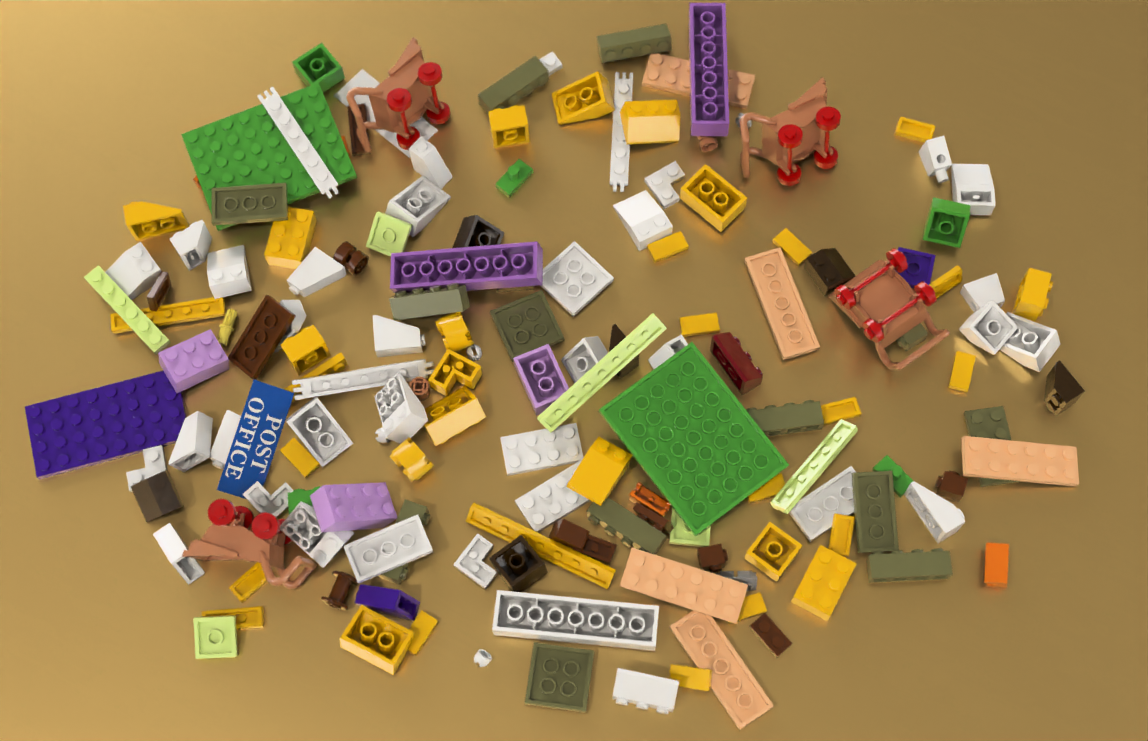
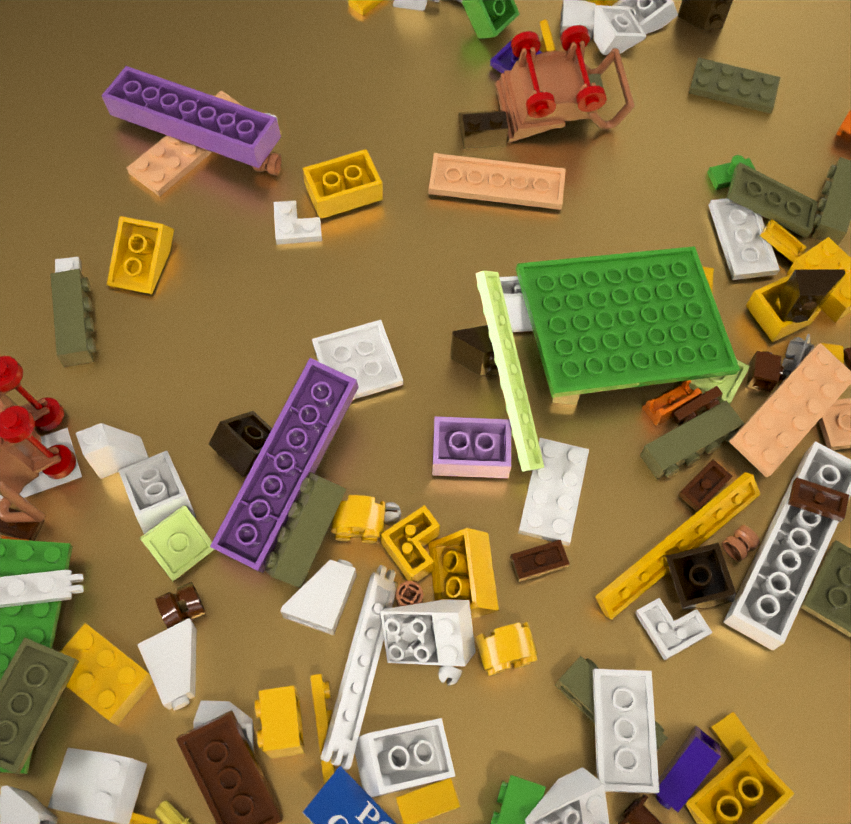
camera: 70 degrees left, 5 degrees down
(353, 506) = (553, 752): lavender brick -> none
(482, 658) = (801, 677): white hinge -> none
(484, 459) = (539, 560): none -> reddish brown plate
(509, 126) = (122, 339): yellow brick -> none
(514, 178) = (188, 370): bright green tile -> none
(527, 324) = (389, 437): olive plate -> none
(550, 501) = (623, 500): white plate -> none
(558, 582) = (742, 542): none -> nougat wheel
(569, 534) = (680, 506): reddish brown slope -> none
(584, 357) = (472, 392): white slope -> none
(600, 471) = (620, 433): yellow slope -> none
(608, 618) = (818, 499): none -> reddish brown plate
(620, 151) = (204, 238): white hinge -> none
(634, 43) = (105, 175): olive brick -> none
(643, 219) = (324, 261): white slope -> none
(650, 121) = (213, 200): yellow slope -> none
(667, 246) = (370, 255): yellow tile -> none
(699, 324) = (481, 259): yellow tile -> none
(735, 362) = (547, 246): dark red slope -> none
(774, 555) = (807, 292): none -> dark brown slope
(788, 418) = (634, 225): olive brick -> none
(792, 247) = (441, 144): yellow tile -> none
(794, 135) = (325, 73): nougat piece -> none
(814, 466) = (700, 232): yellowish green plate -> none
(839, 410) = (641, 187): yellow tile -> none
(936, 513) = (796, 151): white slope -> none
(951, 485) = (766, 130): reddish brown brick -> none
(961, 371) = (646, 73): yellow tile -> none
(1019, 461) = (764, 67): light nougat plate -> none

